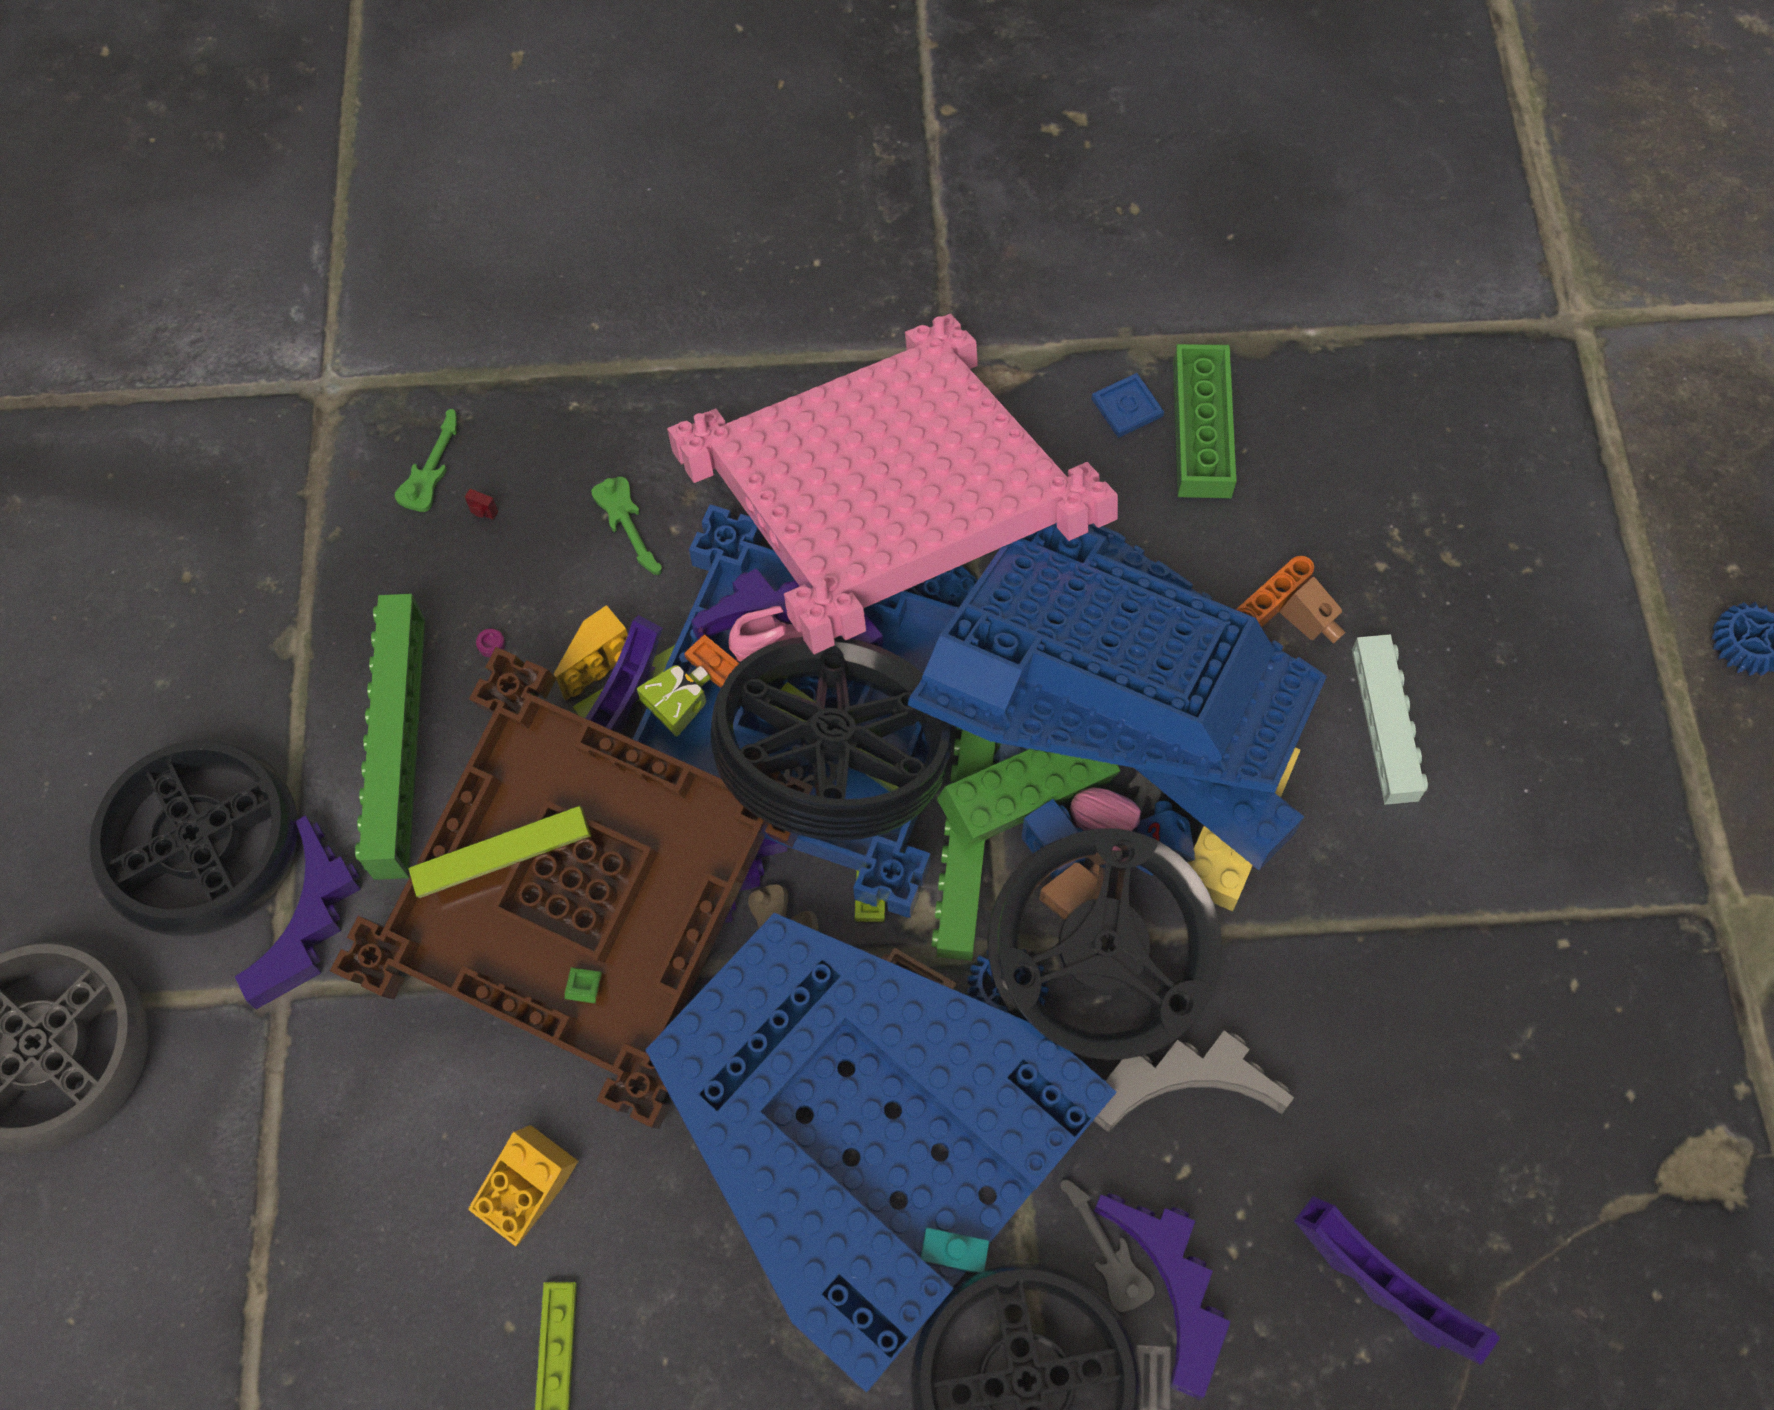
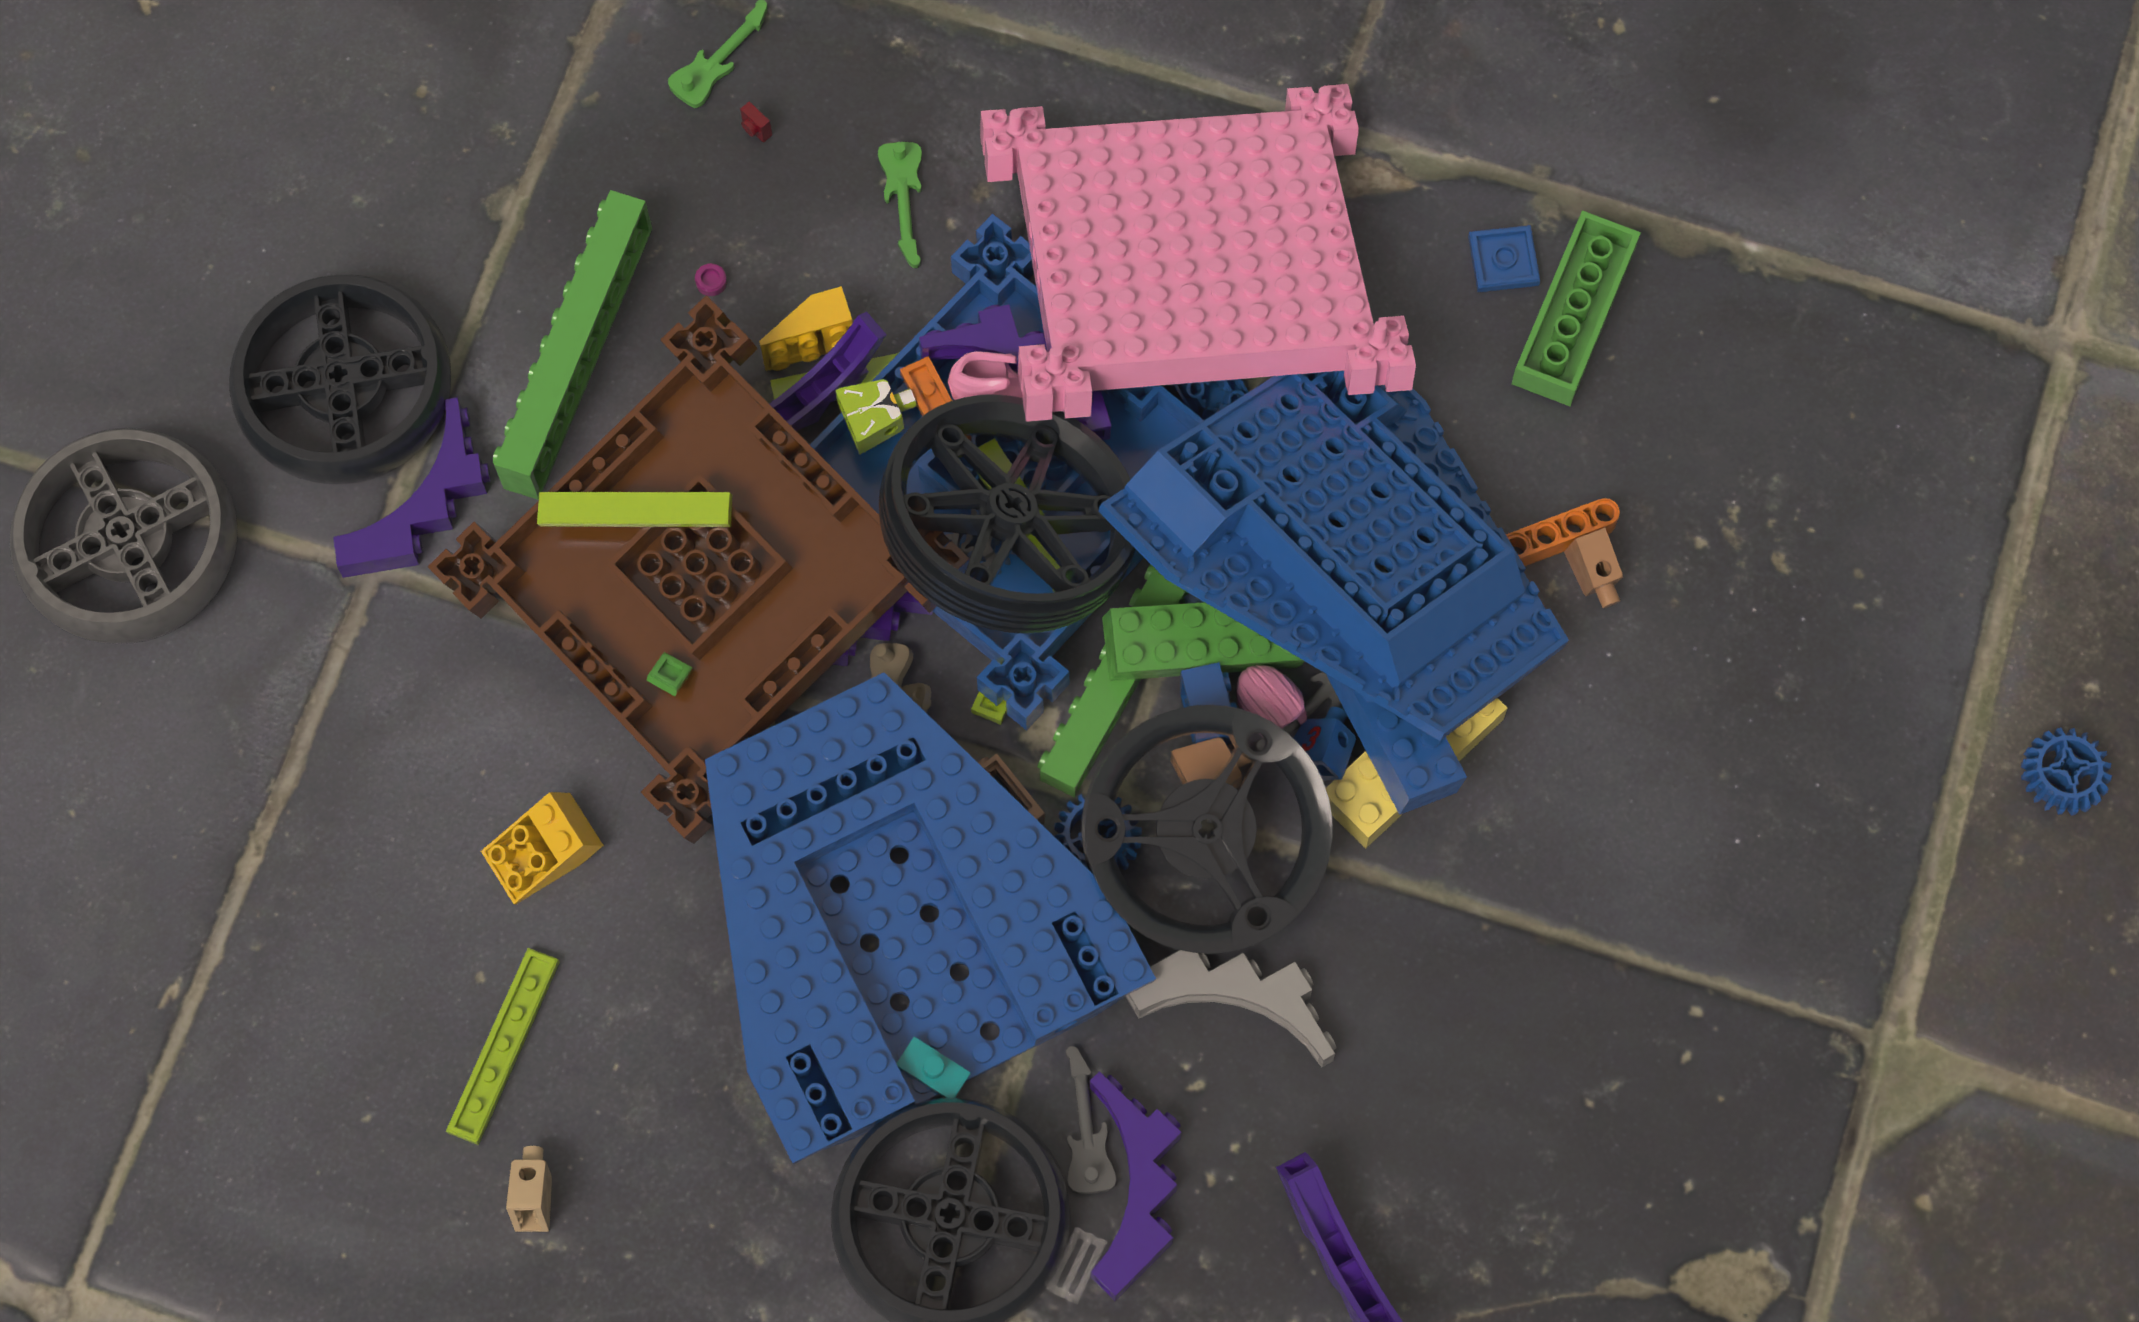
camera: 20 degrees right, 5 degrees up
(1388, 719) = (1622, 710): light aqua brick -> none

